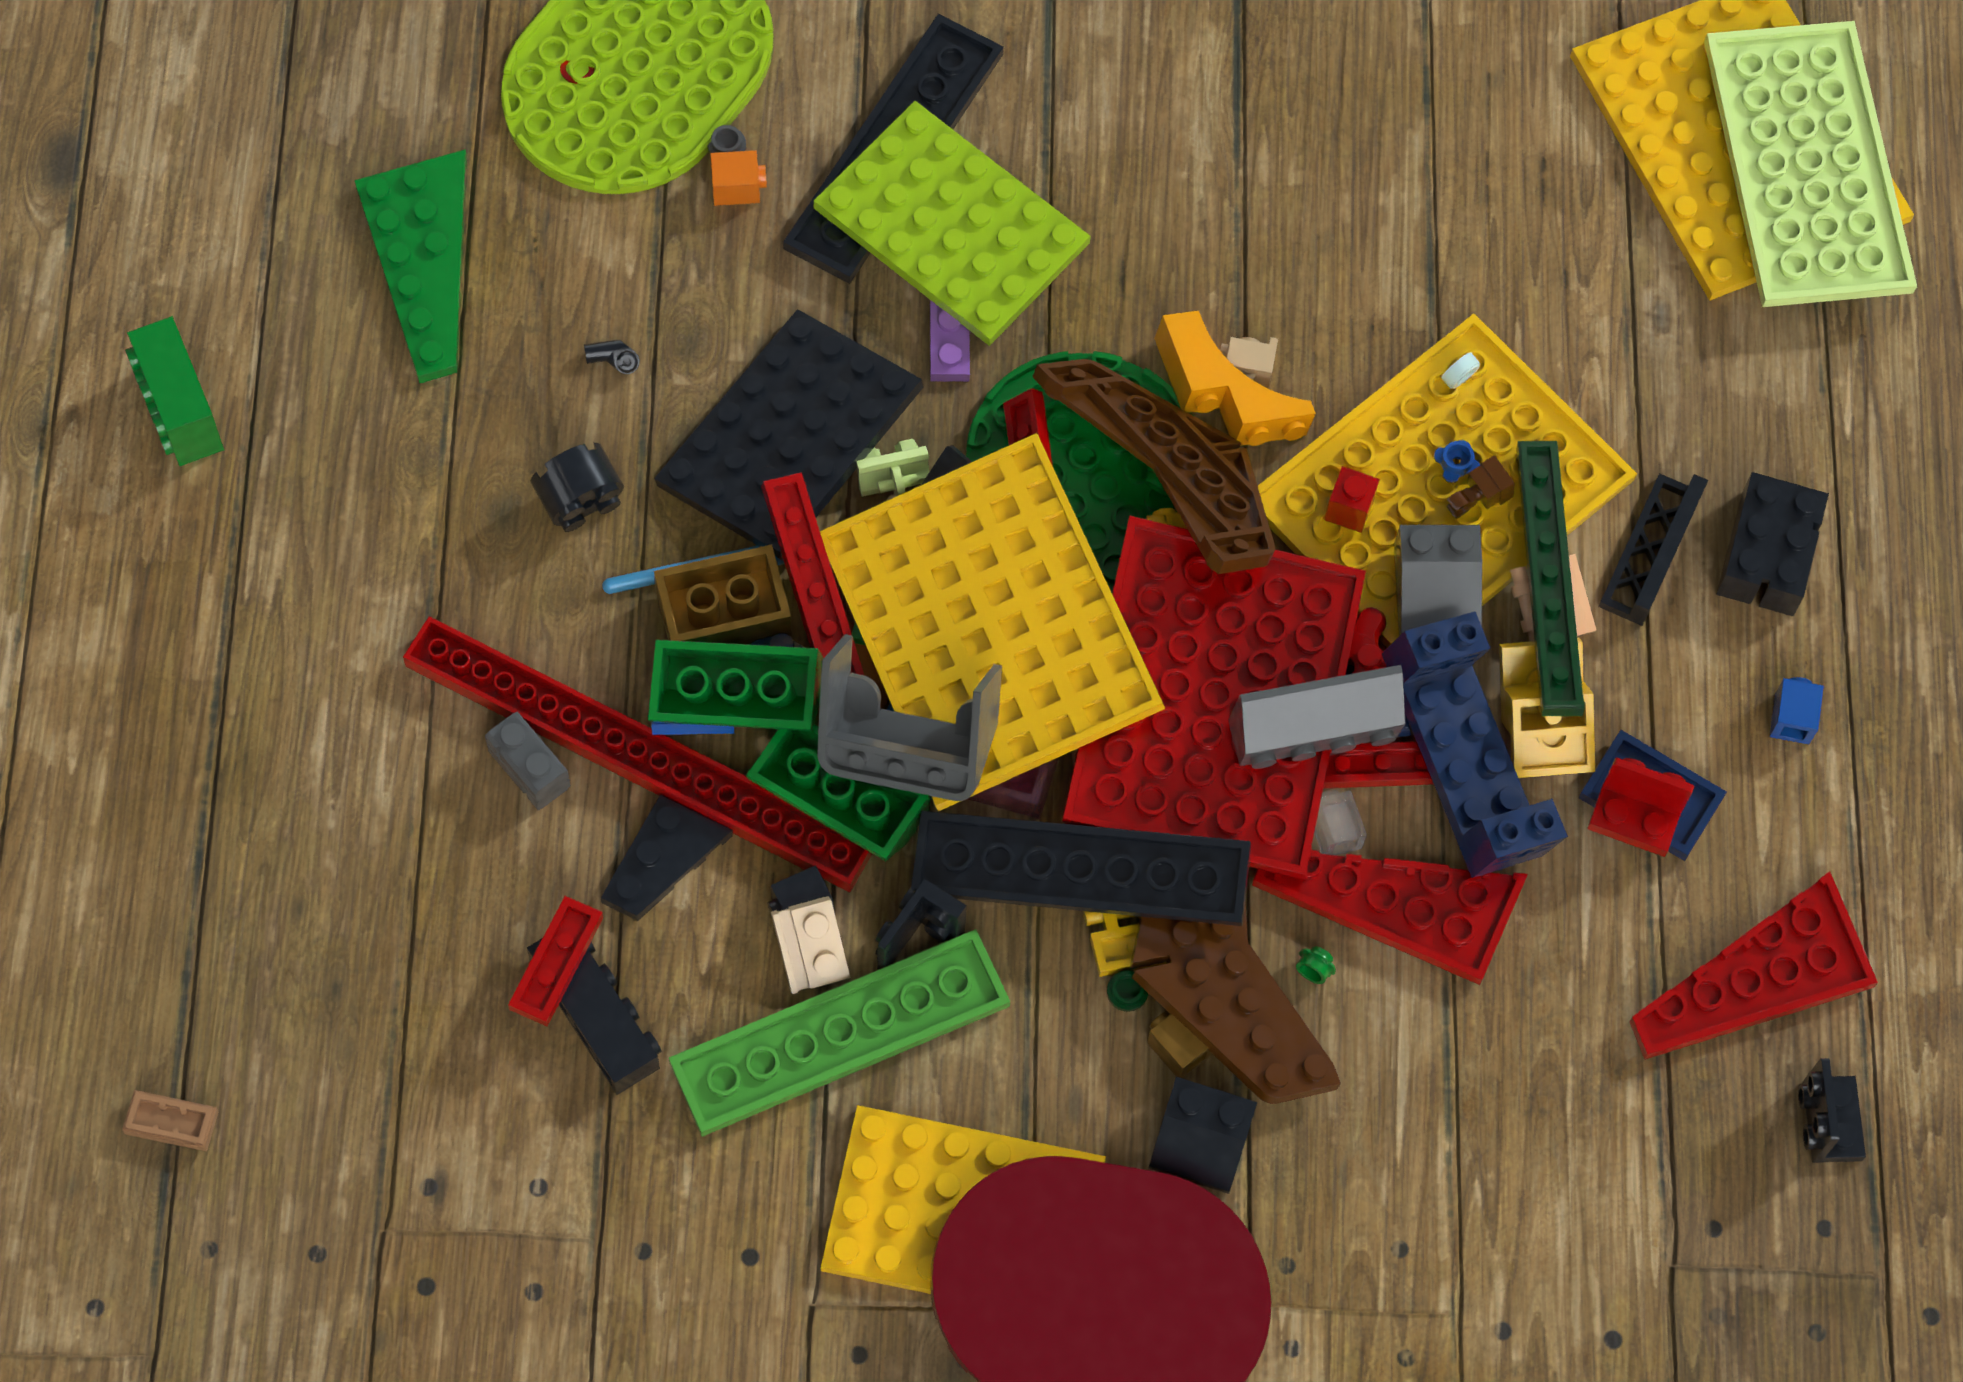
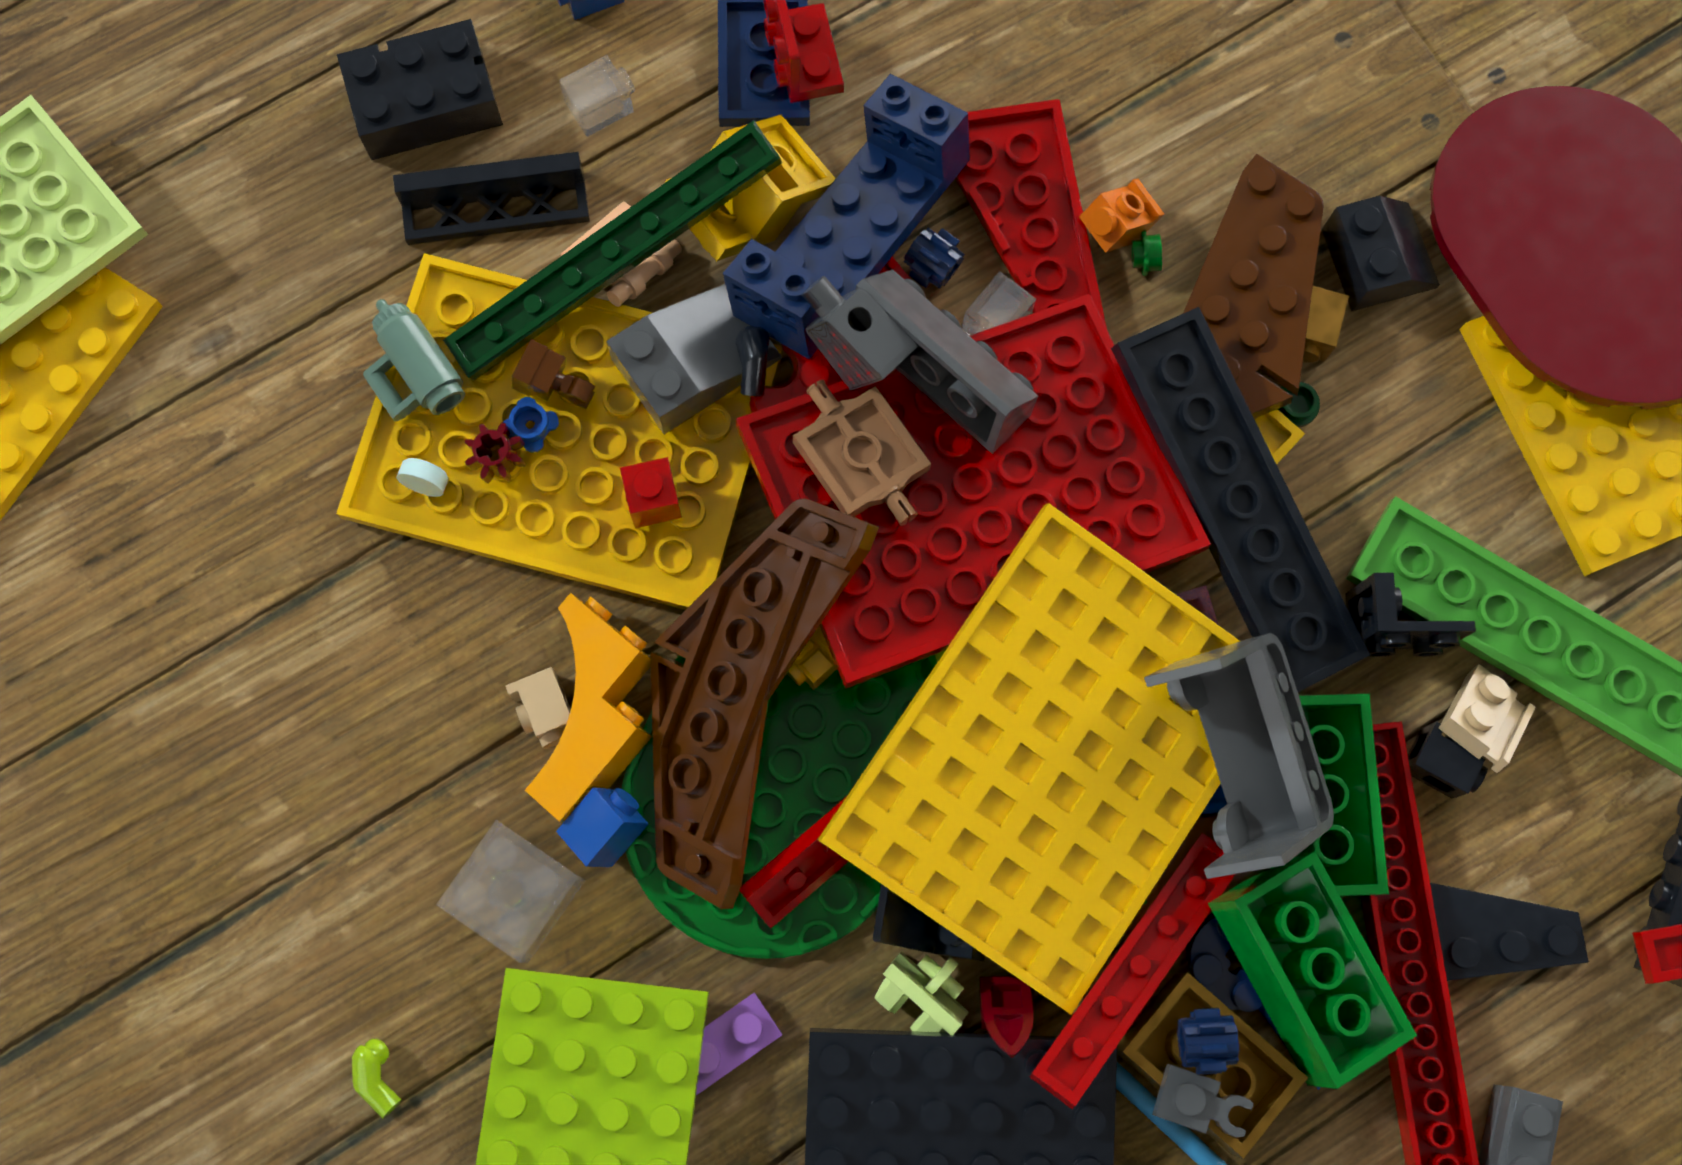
camera: 125 degrees left, 10 degrees up
(710, 560) = (1194, 1101): none -> dark grey plate
(742, 585) = (1208, 1041): none -> dark blue gear
(841, 498) = (1006, 1012): none -> dark red plate
(1076, 131) = (367, 1077): none -> lime arm
(1137, 271) = (510, 892): none -> clear brick
(1141, 344) = (602, 826): none -> blue brick
(1283, 624) = (861, 452): none -> medium nougat plate
(1356, 971) = (1121, 215): none -> orange brick
(1370, 651) = (855, 334): none -> dark grey torso
(1401, 613) = (753, 352): none -> black arm
(1410, 806) = (933, 258): none -> dark blue gear
(1448, 422) = (482, 452): none -> dark red gear
(1548, 410) = (418, 361): none -> sand green piece
(1693, 660) = (598, 95): none -> clear brick

